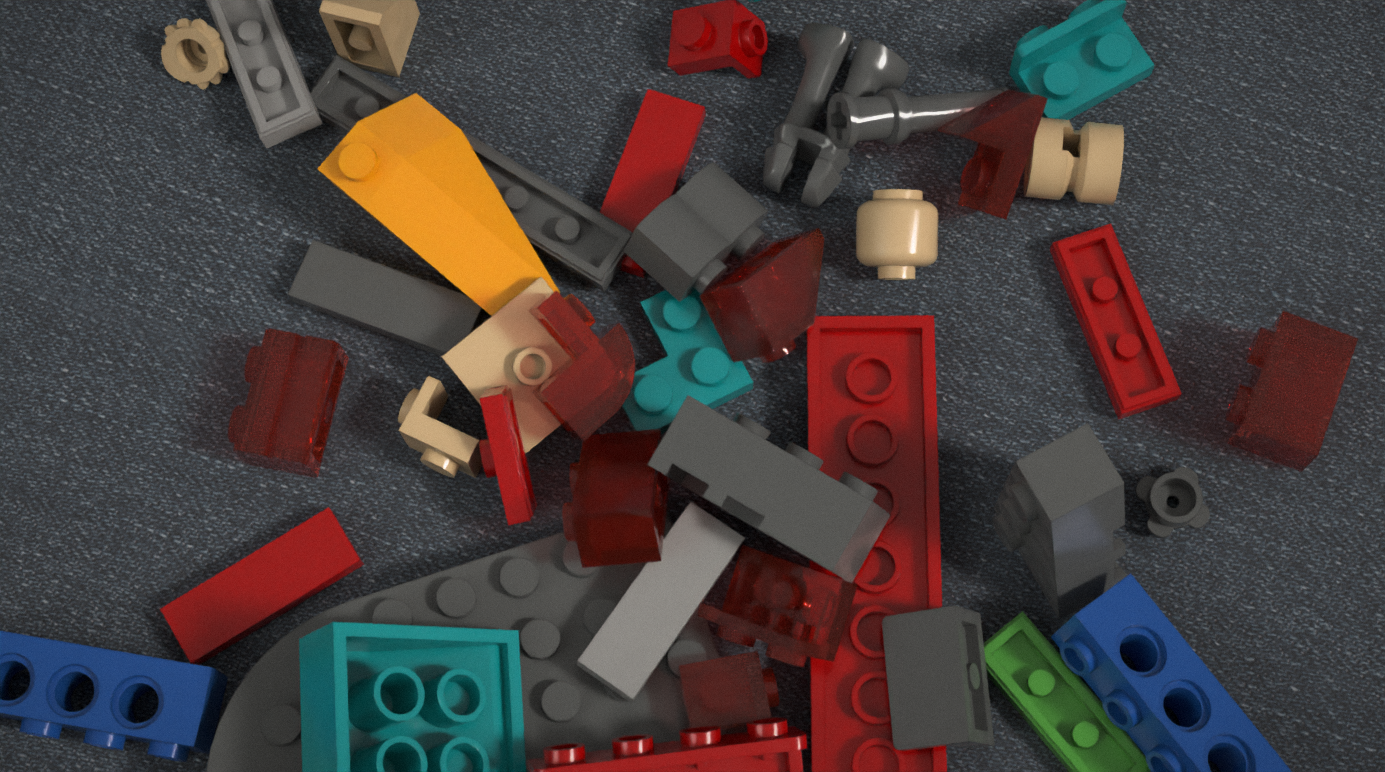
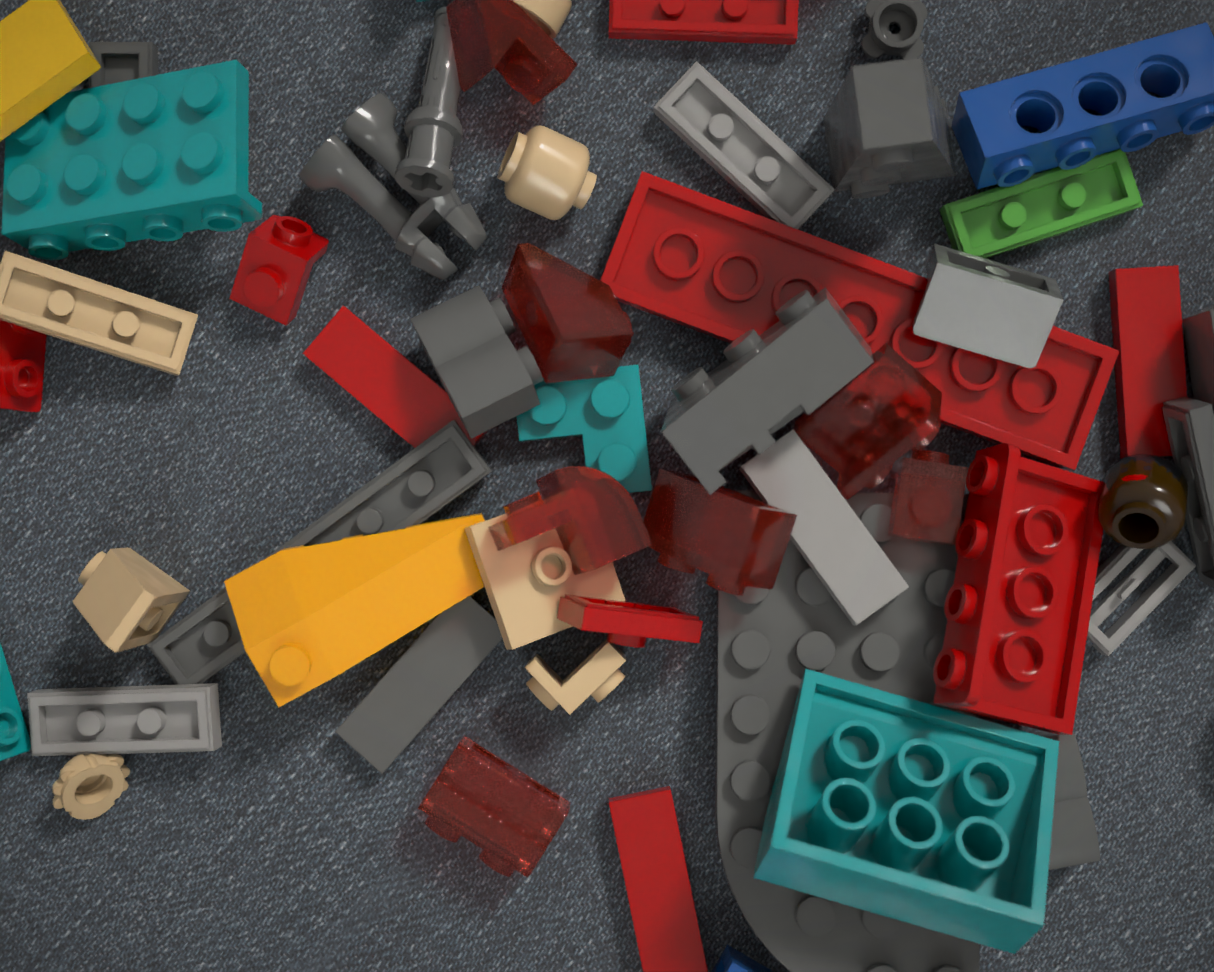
camera: 80 degrees left, 15 degrees up
(996, 407) = (742, 148): none -> light grey tile

